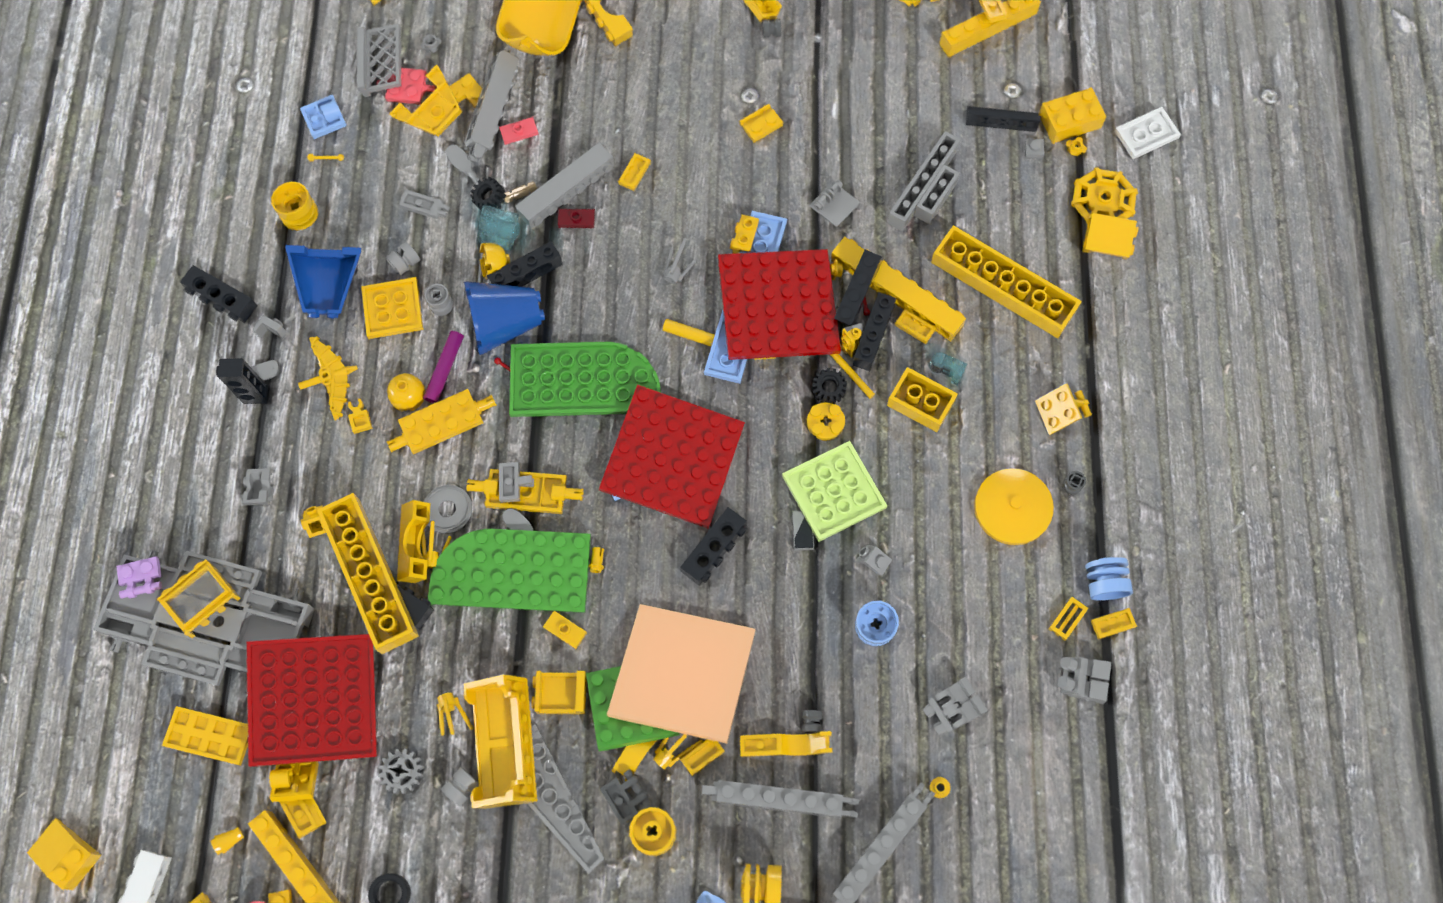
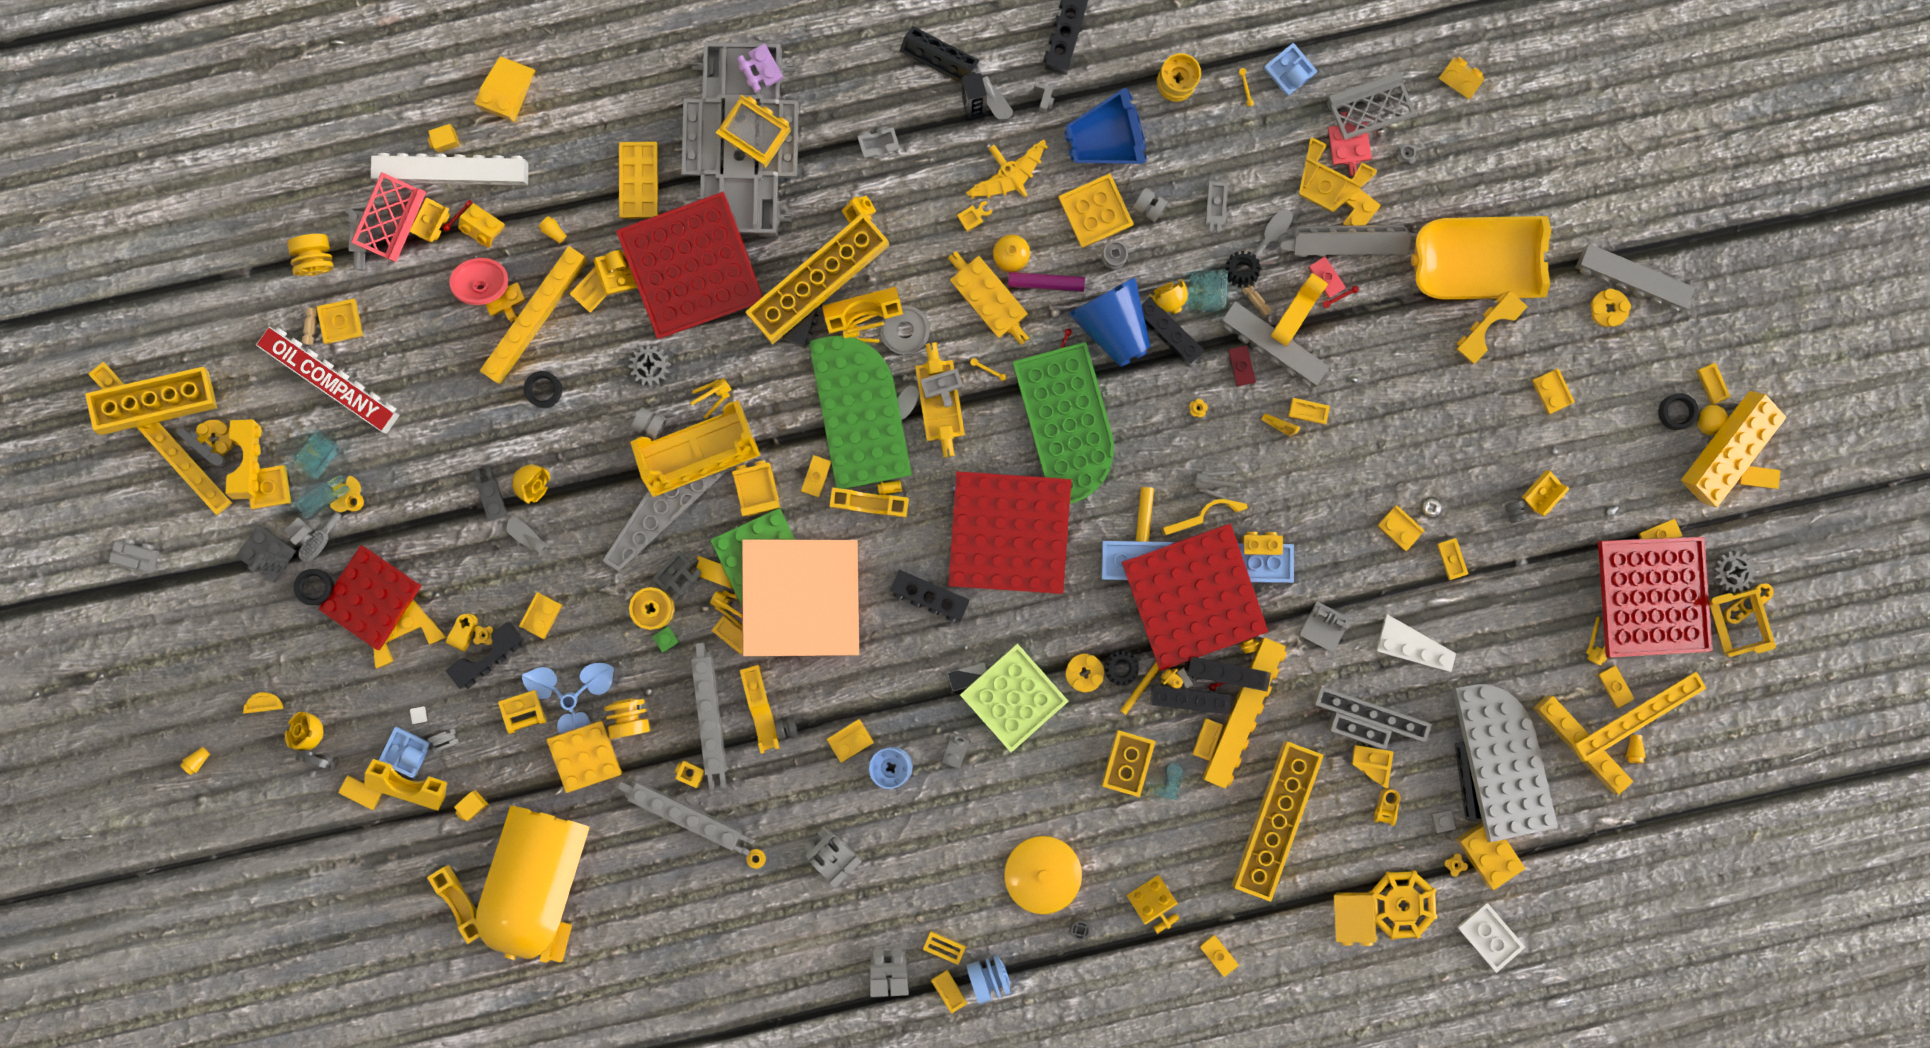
camera: 65 degrees right, 15 degrees up
(195, 413) = (937, 57): none -> black fence
(499, 451) = (974, 362): none -> yellow hinge
(538, 154) = (1298, 309): none -> yellow beam
(542, 136) = (1326, 304): none -> red hinge
(603, 267) = (1193, 408): none -> yellow plate
(607, 581) = (869, 503): none -> yellow arch
(642, 194) = (1281, 425): none -> yellow tile
(689, 827) = (665, 639): none -> bright green plate
(702, 253) = (1236, 506): none -> yellow piece
(800, 87) = (1452, 559): none -> yellow plate
(839, 661) = (850, 740): none -> yellow plate
(841, 829) = (695, 779): none -> yellow brick
(868, 139) = (1406, 643): none -> white wing
(969, 191) = (1373, 763): none -> yellow wing
(993, 84) = (1504, 762): none -> light grey plate
(1012, 188) = (1387, 808): none -> yellow piece
(1122, 364) = (1219, 955): none -> yellow plate

